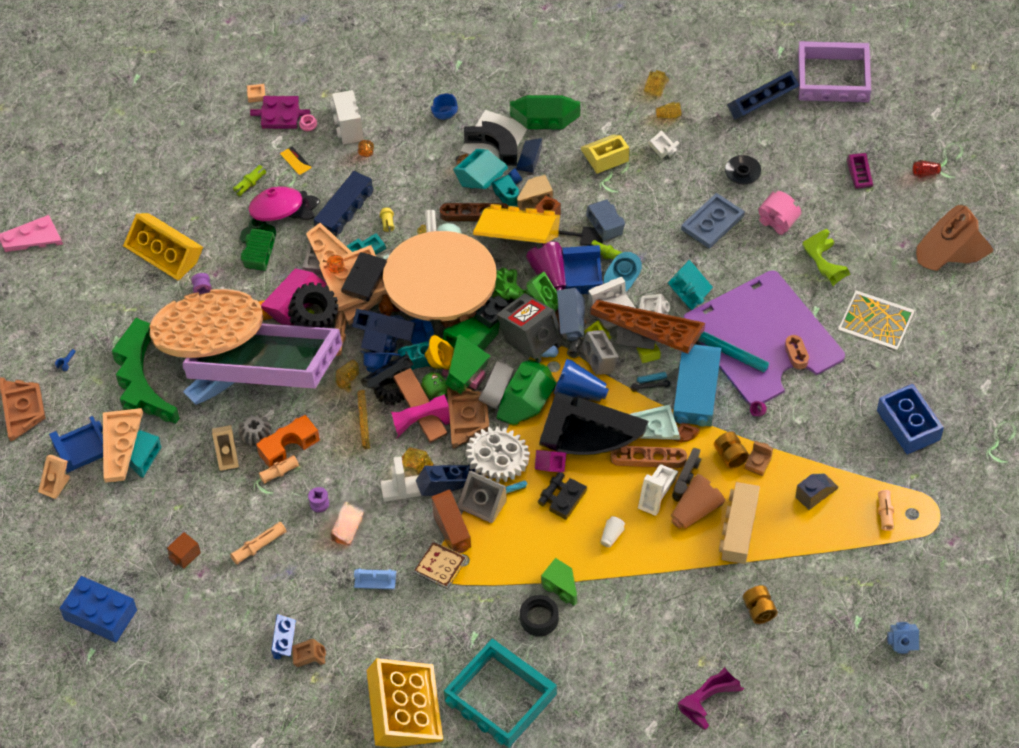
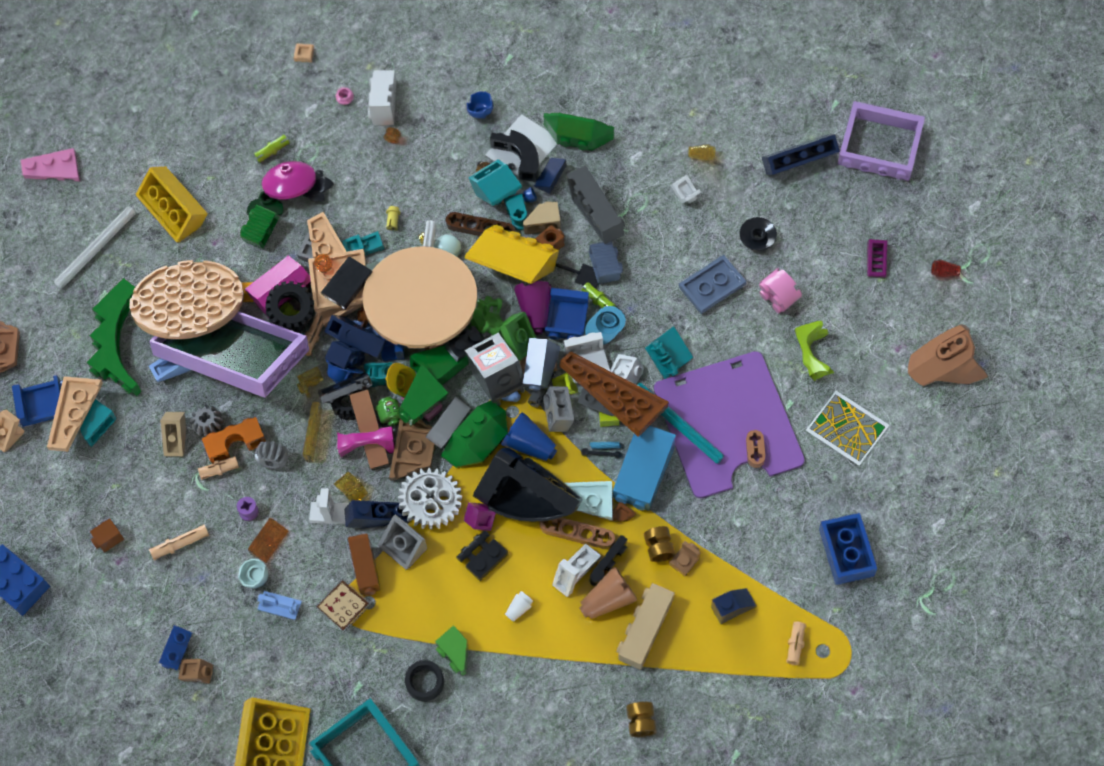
camera: 15 degrees right, 10 degrees up
(64, 361) = (49, 313): blue hand -> none
(95, 299) = (94, 247): none -> white axle
(201, 283) = (196, 252): medium lavender wheel -> none
(280, 112) = (321, 79): magenta plate -> none
(295, 160) = (323, 134): yellow sticker -> none
(330, 445) = (271, 455): none -> light grey gear
(342, 554) = (253, 573): none -> light aqua hair
(345, 203) = (354, 193): dark blue brick -> none
(517, 486) = (437, 536): medium azure piece -> none
(582, 170) = (594, 205): none -> dark grey wedge
(606, 153) = (625, 187): light yellow slope -> none
(656, 83) = (697, 118): clear yellow bracket -> none
(755, 411) = (699, 503): magenta hinge -> none

